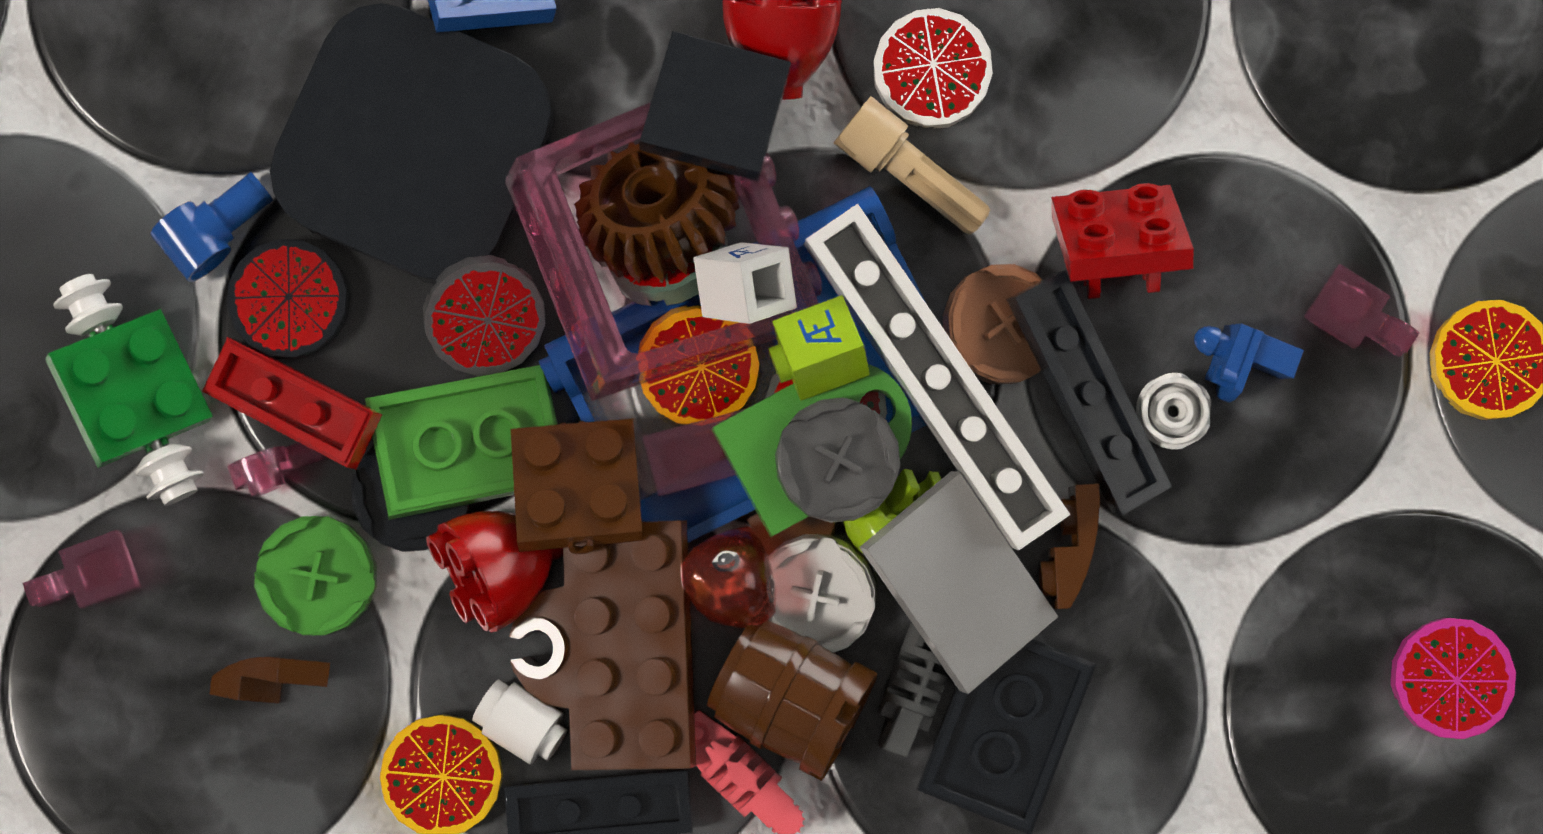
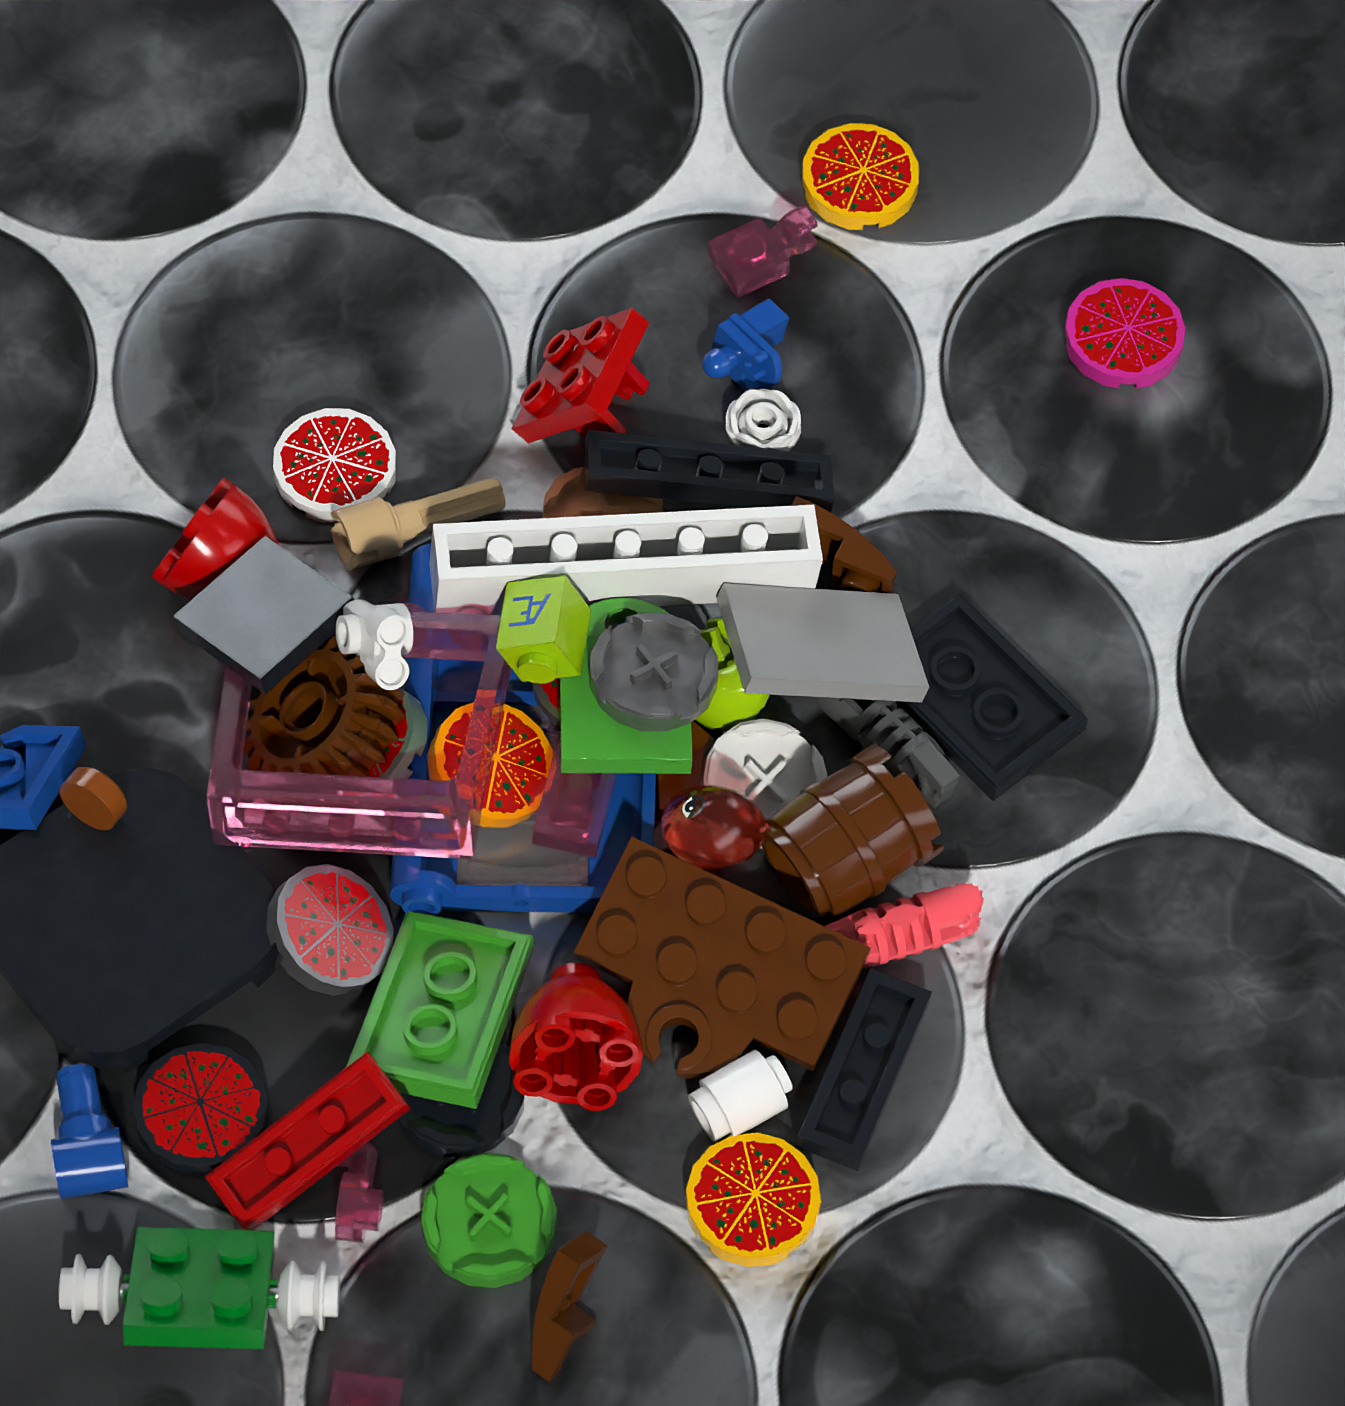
camera: 65 degrees left, 25 degrees down
(480, 63) = (93, 798): none -> dark orange tile
(576, 485) = (545, 909): reddish brown plate -> none
(732, 215) = (379, 638): none -> white plate
(745, 282) = (446, 660): white brick -> none

